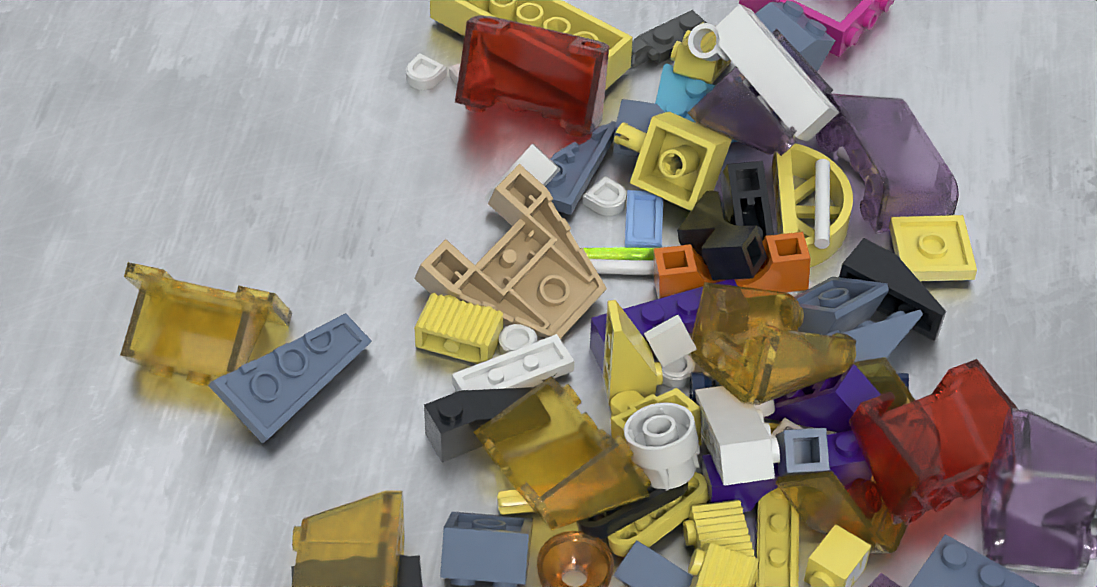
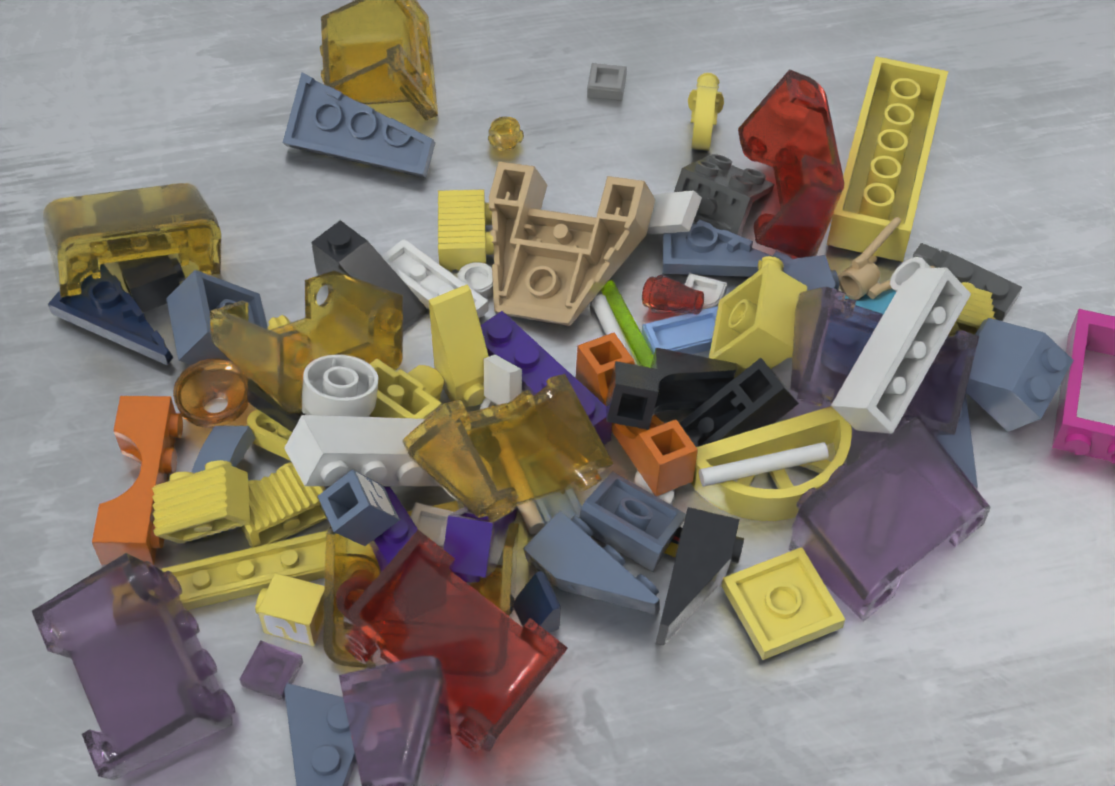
camera: 70 degrees right, 5 degrees up
(321, 179) = (606, 81): none -> light grey tile
(351, 267) = (505, 133): none -> clear yellow plate
(403, 119) = (705, 105): none -> light yellow pin
(505, 140) = (724, 190): none -> dark grey bracket
(608, 213) = (670, 296): none -> clear red cone
(649, 87) = (863, 274): none -> tan plant

